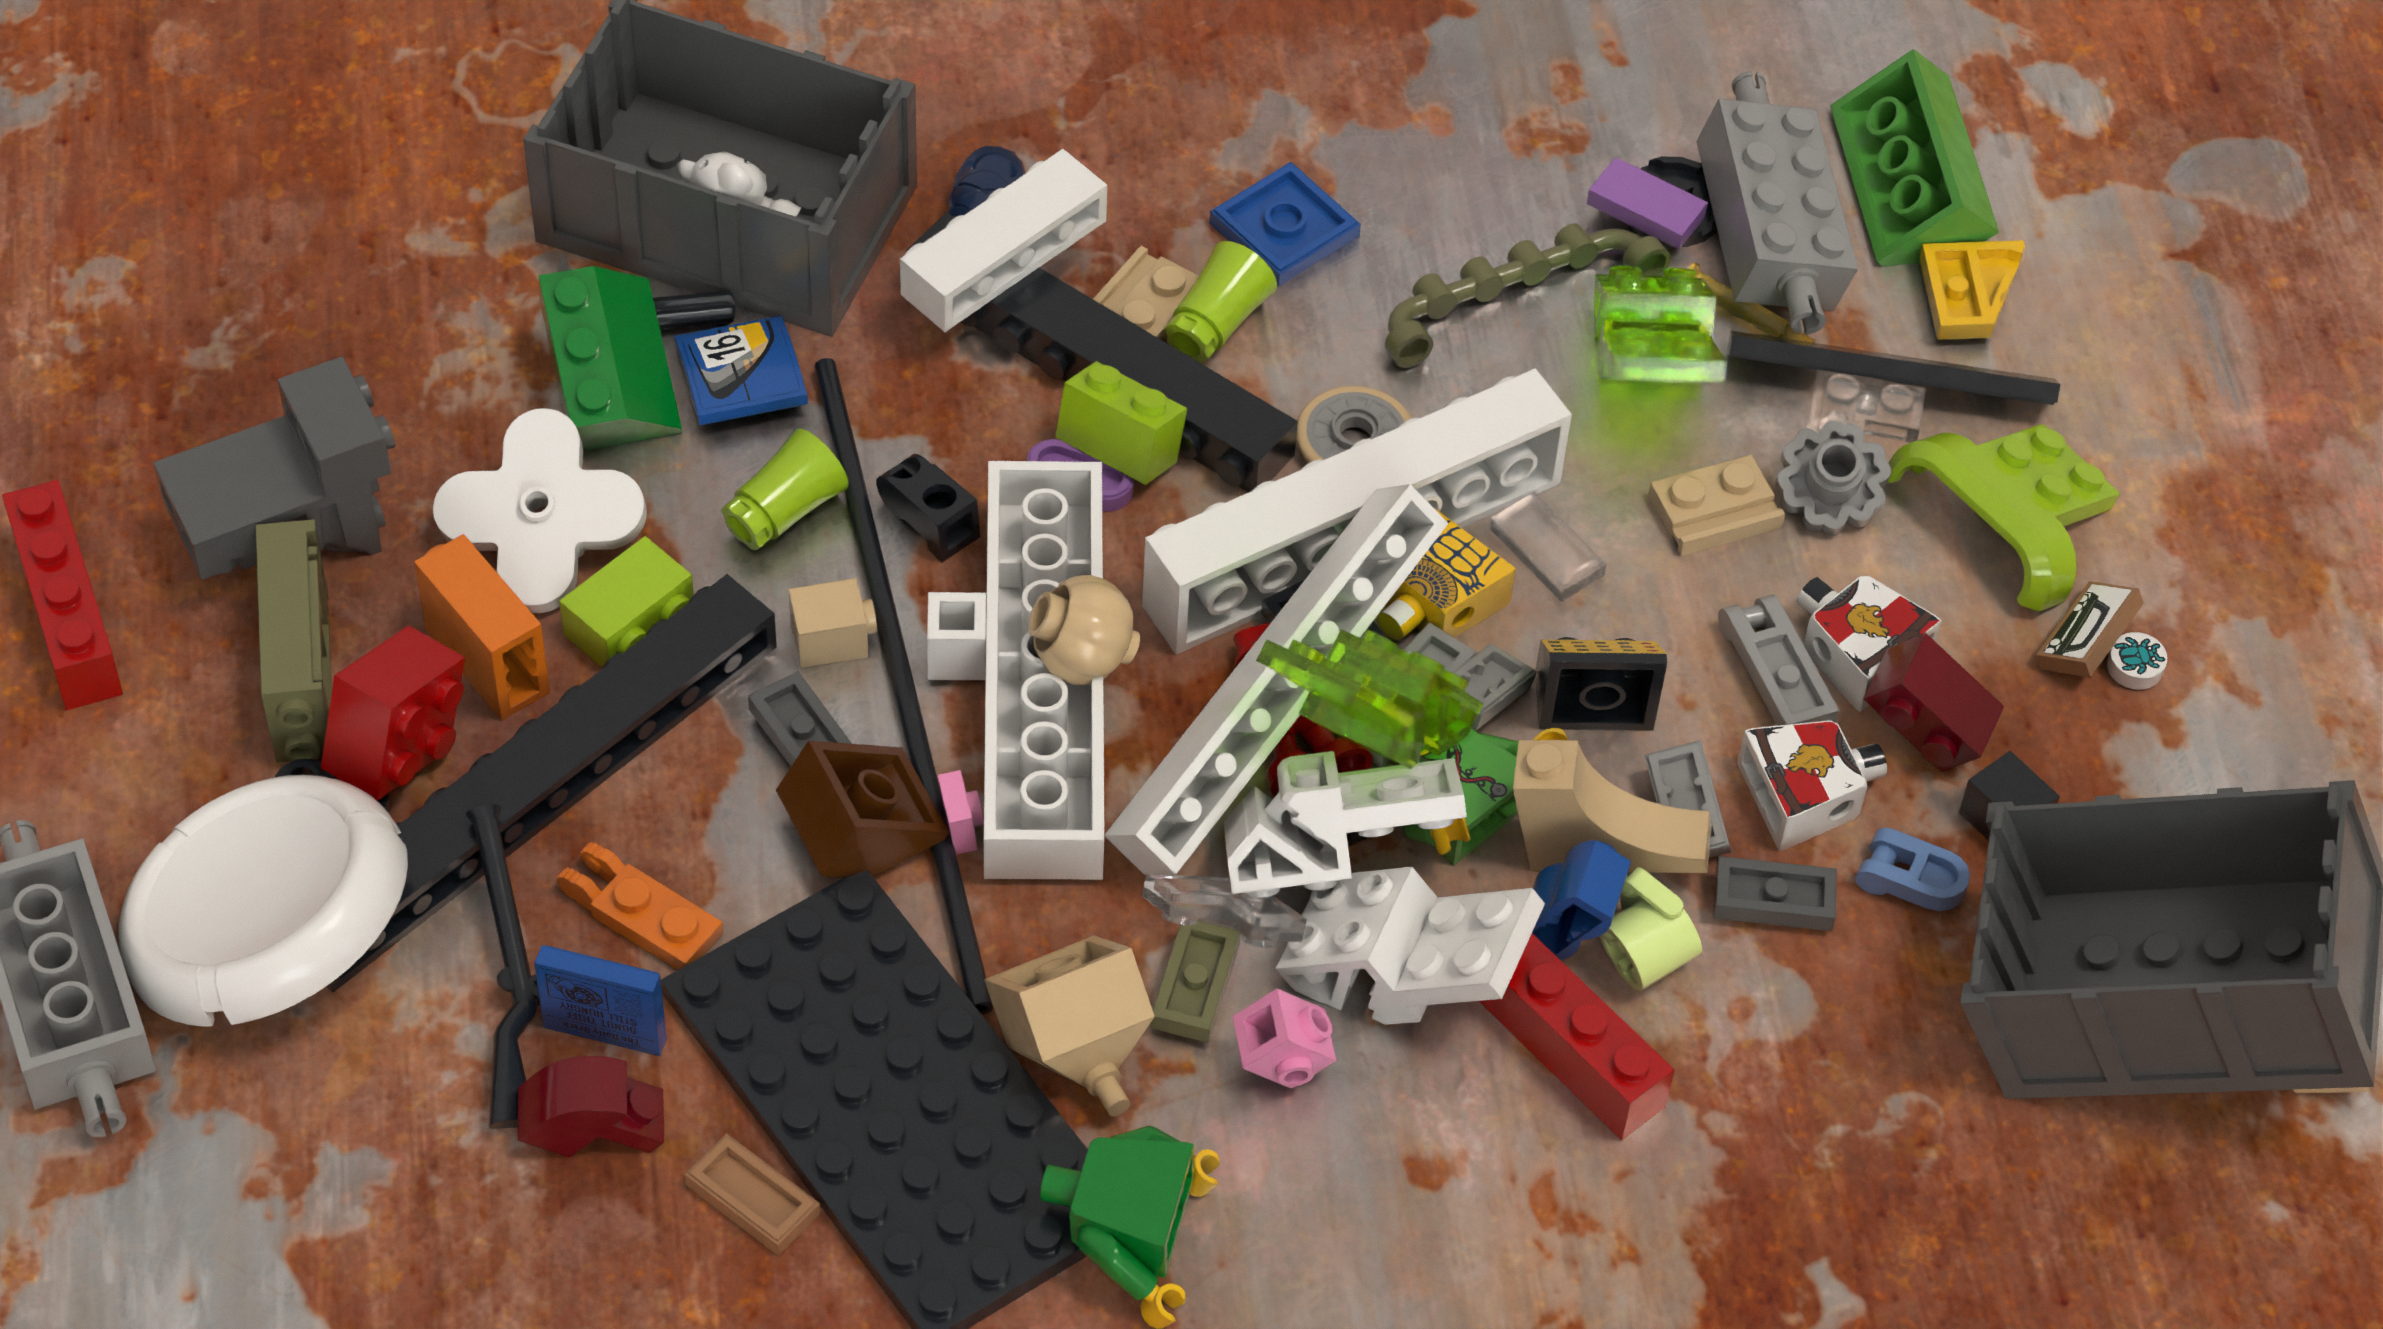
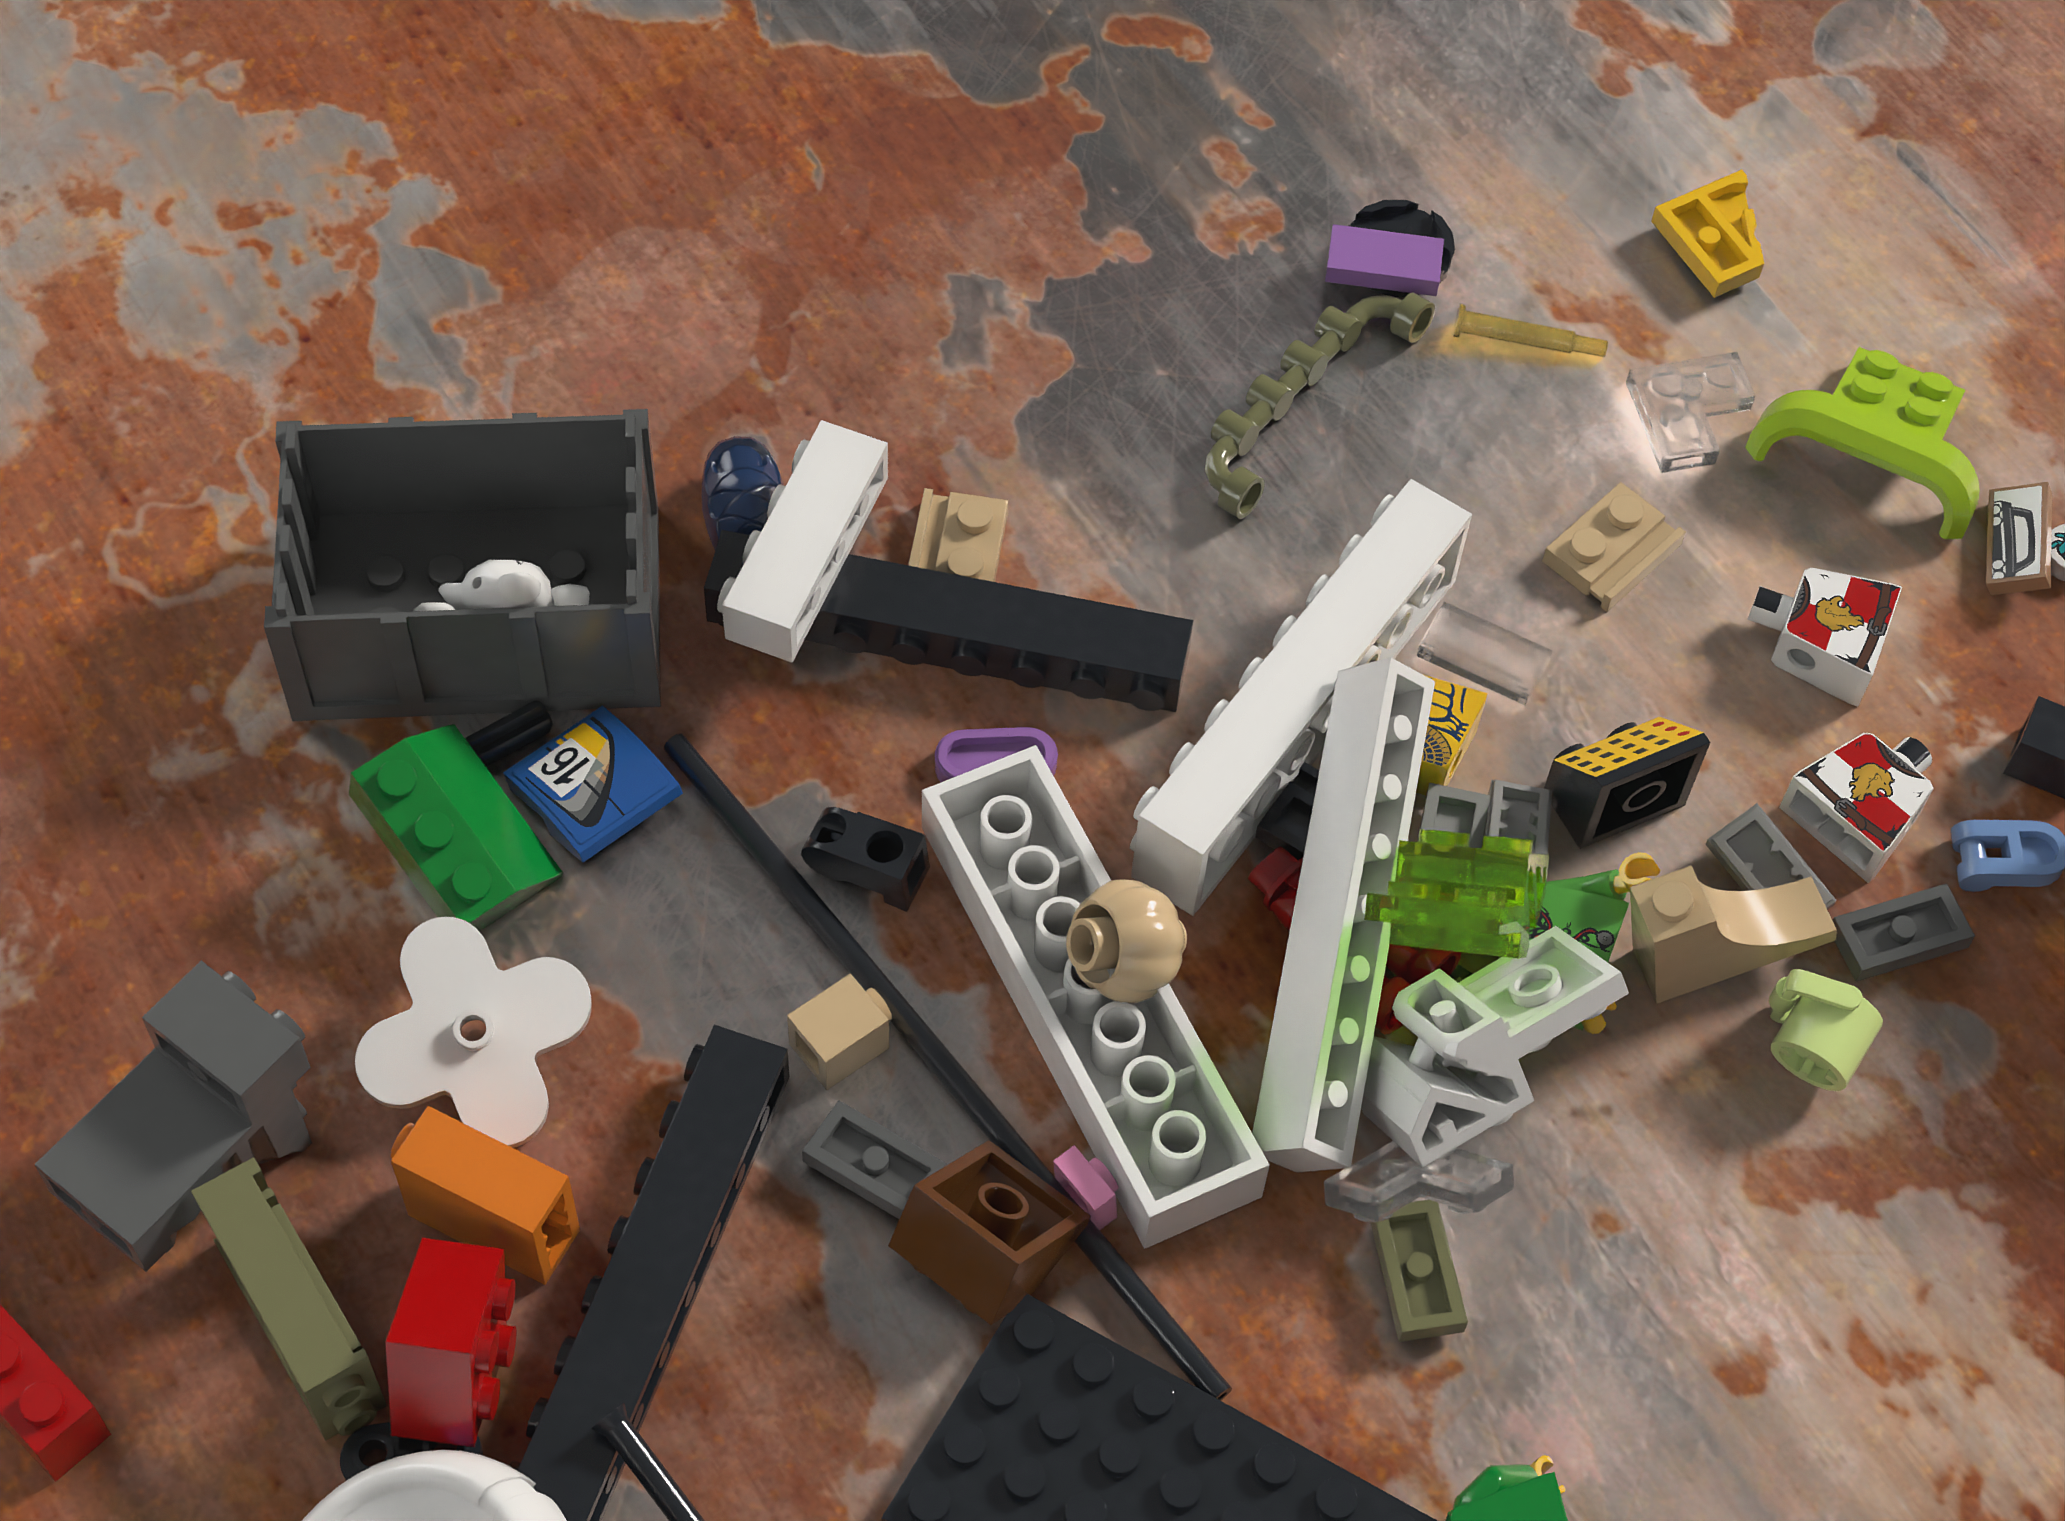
camera: 25 degrees left, 5 degrees up
(624, 600) = (619, 1100): lime brick -> none
(641, 908) = (816, 1441): orange hinge -> none
(785, 490) = (715, 901): lime plant -> none
(956, 636) = (983, 993): white brick -> none
(1076, 1013) = (1335, 1364): tan piece -> none
(1121, 422) = (1019, 690): lime brick -> none
(1220, 300) = (1038, 518): lime plant -> none
(1284, 1038) = (1550, 1300): bright pink brick -> none
(1286, 222) = (1047, 410): blue tile -> none
(1343, 408) = (1237, 577): light grey wheel -> none
(1409, 942) = (1627, 1144): white piece -> none
(1579, 896) = (1742, 1027): blue brick -> none
(1582, 1041) = (1797, 1161): red brick -> none
(1656, 327) = (1477, 390): clear neon green piece -> none
(1776, 204) = (1507, 217): light grey brick -> none
(1778, 662) = (1768, 690): light grey plate -> none
(1833, 477) = (1710, 477): light grey plant -> none
(1893, 367) = (1697, 342): black tile -> none
(1912, 161) = (1597, 129): bright green slope -> none
(1933, 702) = (1943, 675): dark red brick -> none

